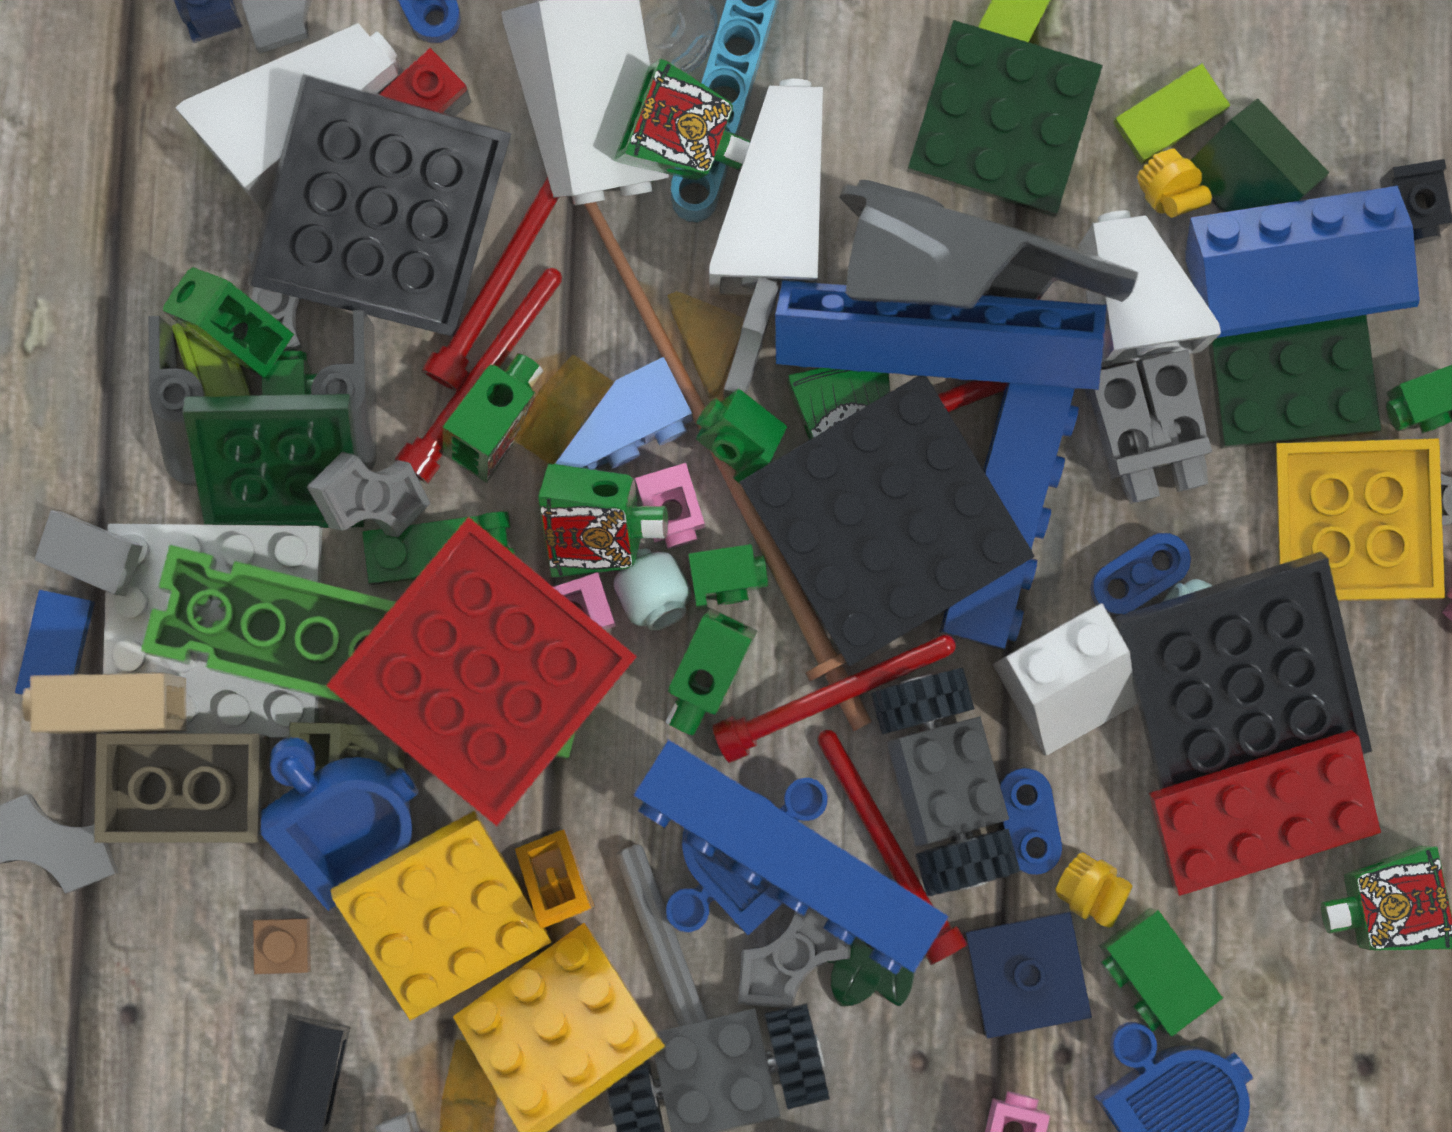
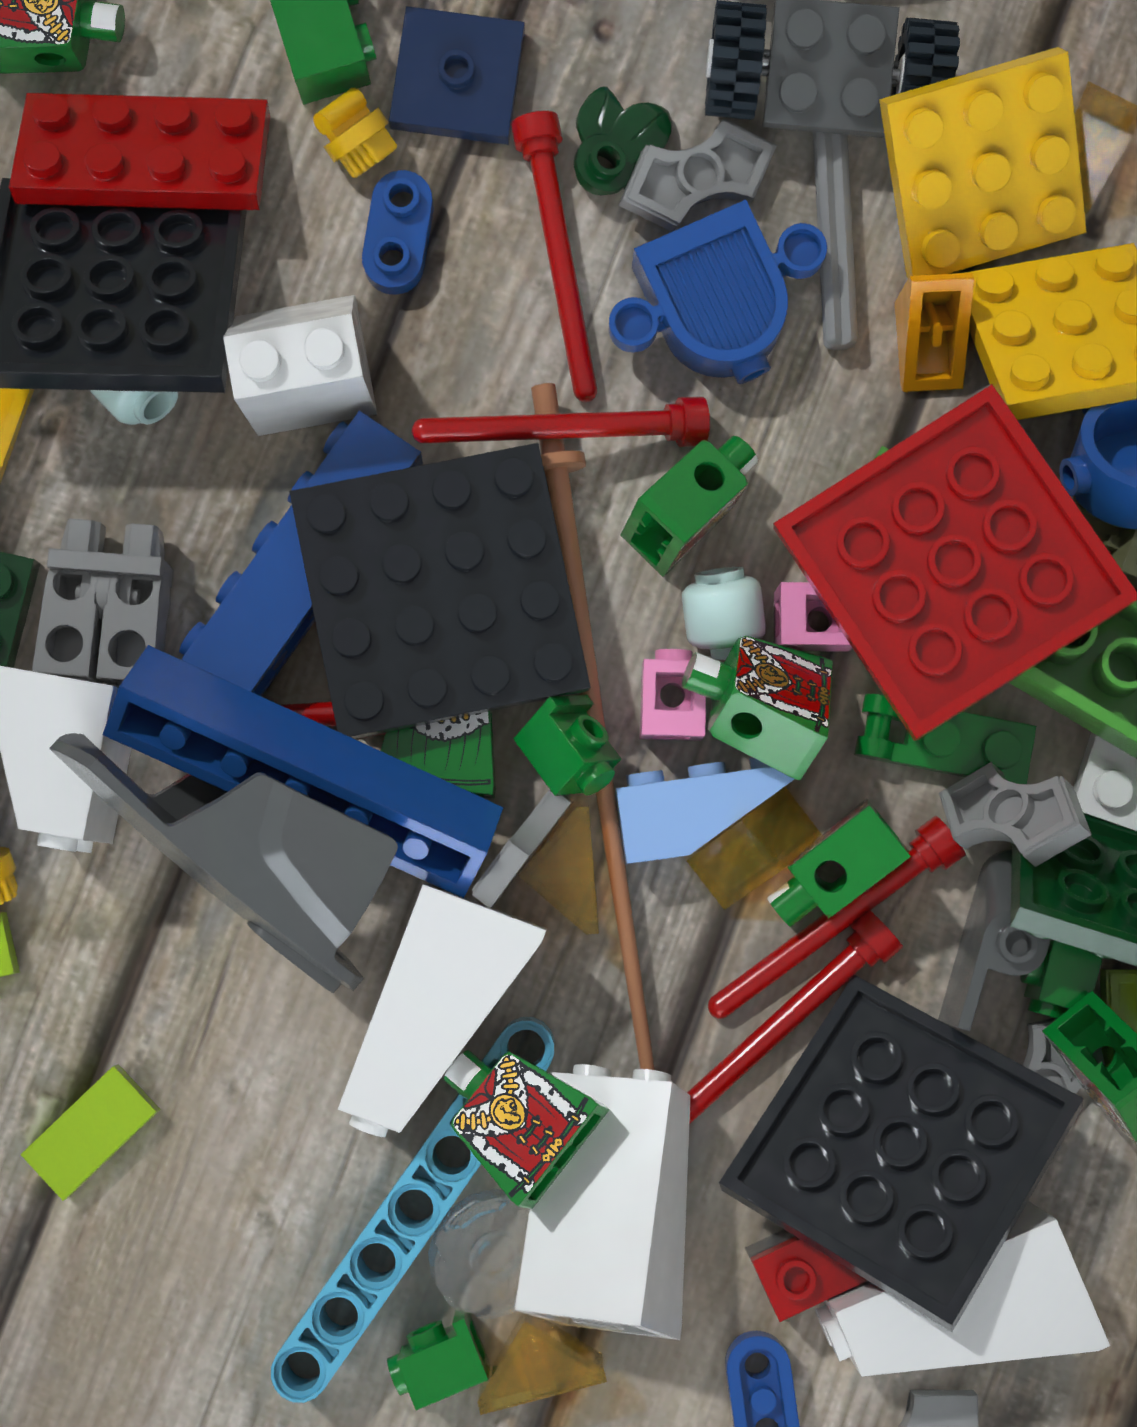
camera: 160 degrees left, 0 degrees up
(726, 575) = (636, 600): green brick -> none
(791, 857) = (675, 256): blue brick -> none
(946, 782) = (473, 288): plate -> none
(1004, 118) = (140, 1017): dark green plate -> none
(1139, 574) = (181, 447): blue plate -> none

